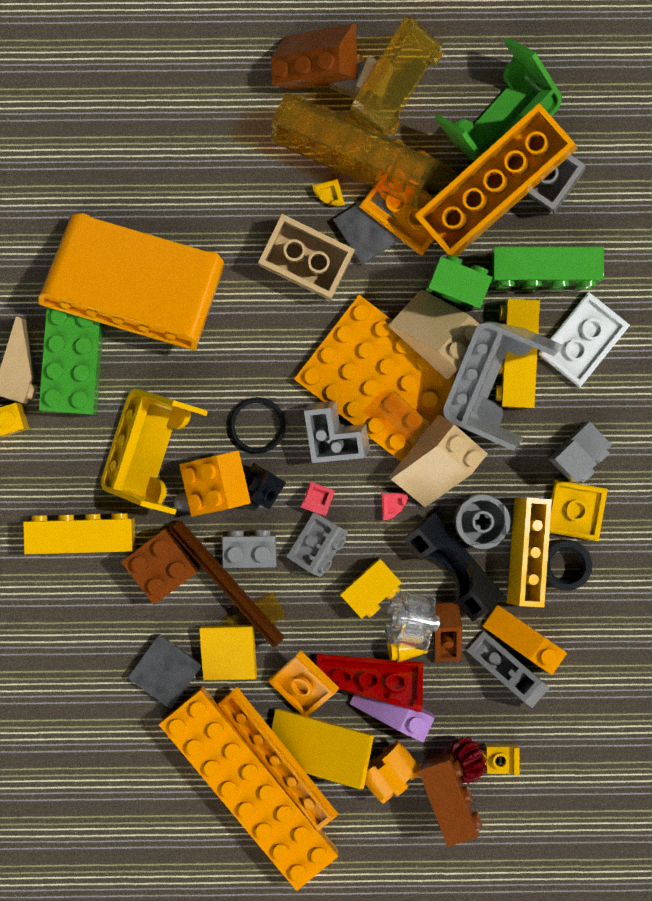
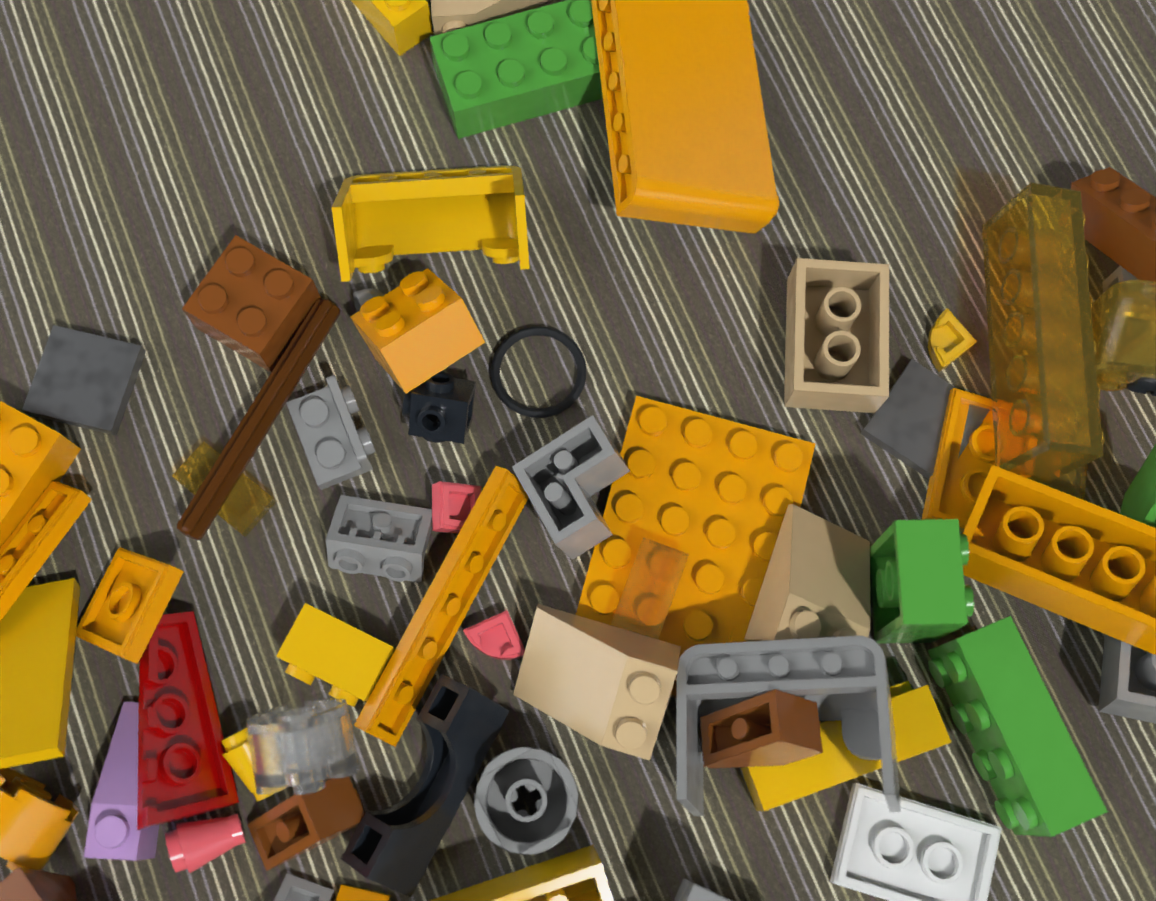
camera: 70 degrees right, 15 degrees down
(79, 535) = (259, 172): yellow brick -> none
(228, 652) = (146, 463): yellow tile -> none
(367, 524) = (443, 608): none -> light orange tile
(435, 685) = (202, 841): none -> coral cone
(498, 394) = (761, 732): none -> dark orange slope

